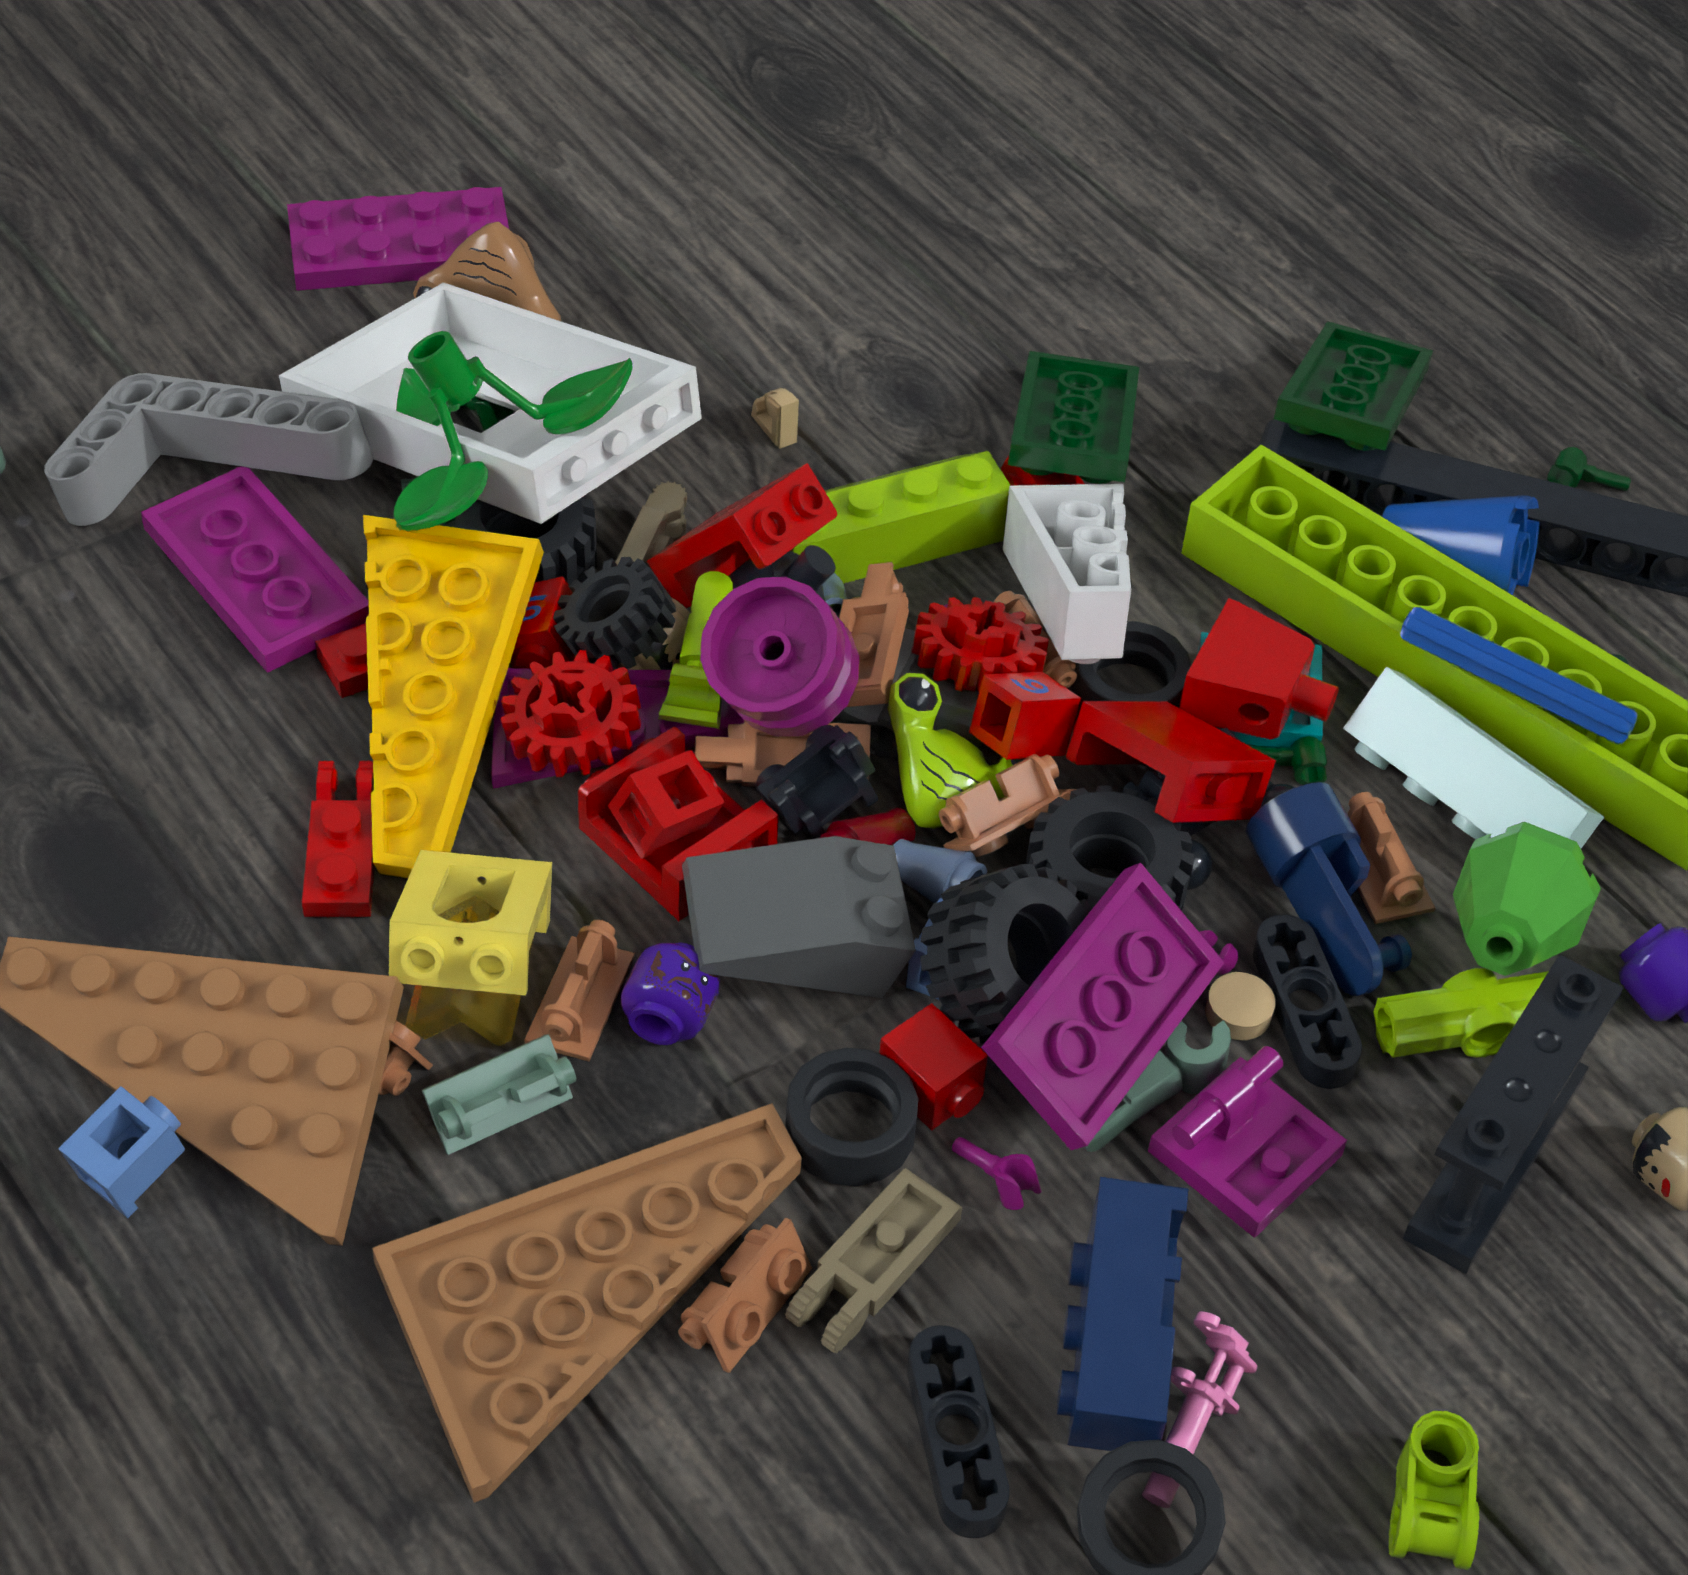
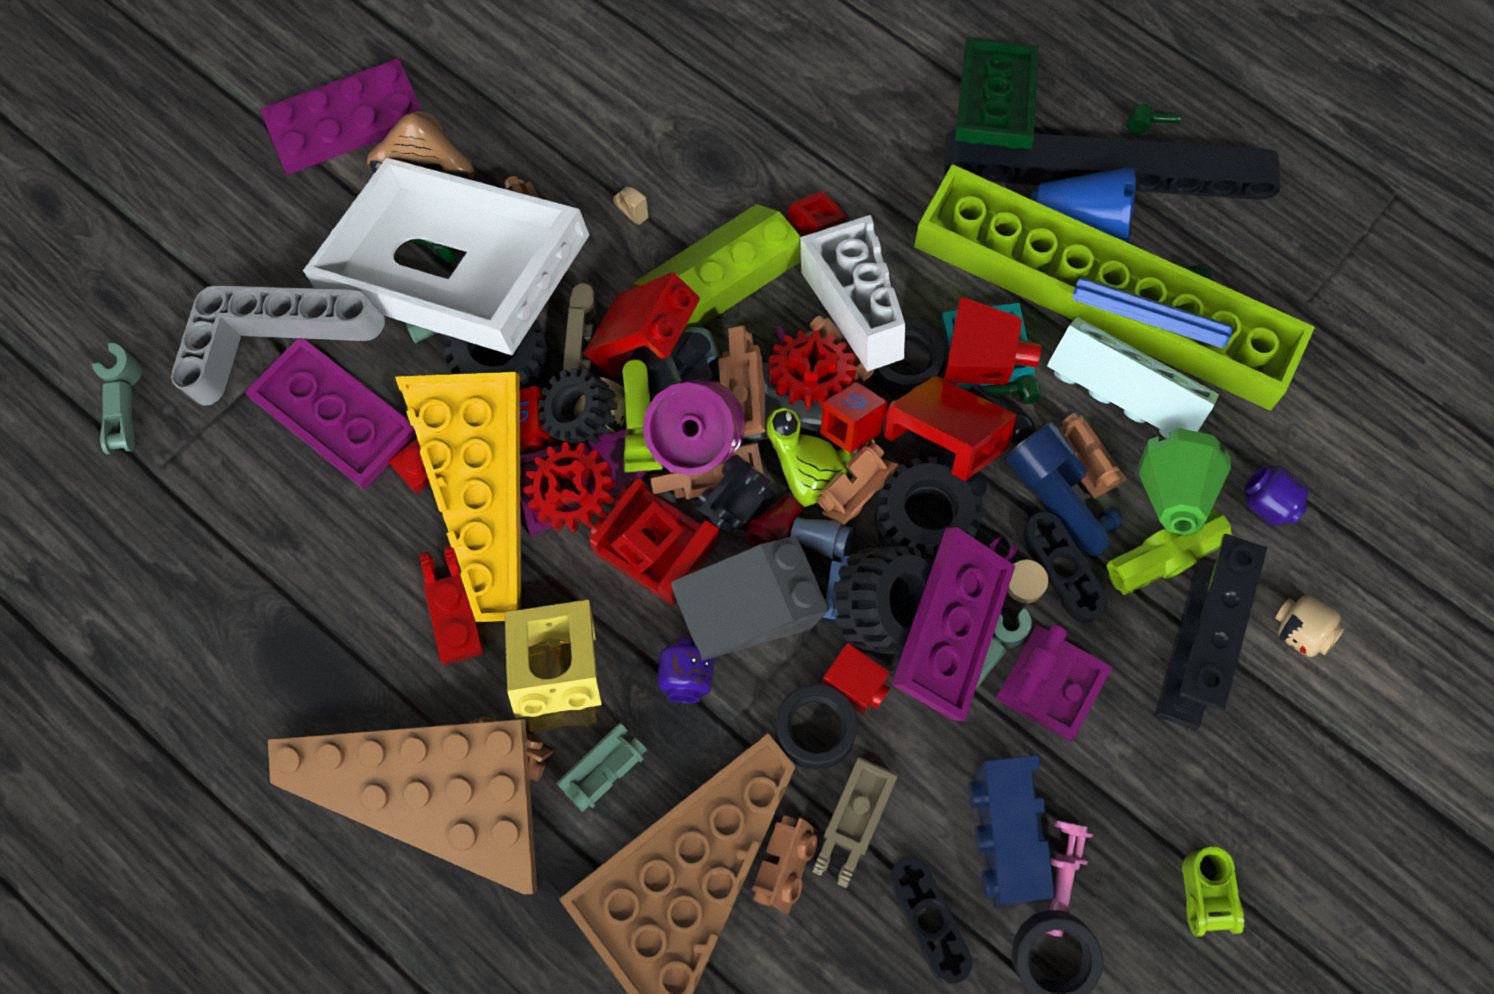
camera: 10 degrees left, 20 degrees up
(124, 1148) = (375, 878): medium blue brick -> none
(446, 381) = (418, 268): green plant -> none
(582, 991) = (630, 681): nougat hinge -> none
(1010, 1173) = (916, 739): magenta hand -> none
(1075, 418) = (826, 164): dark green plate -> none

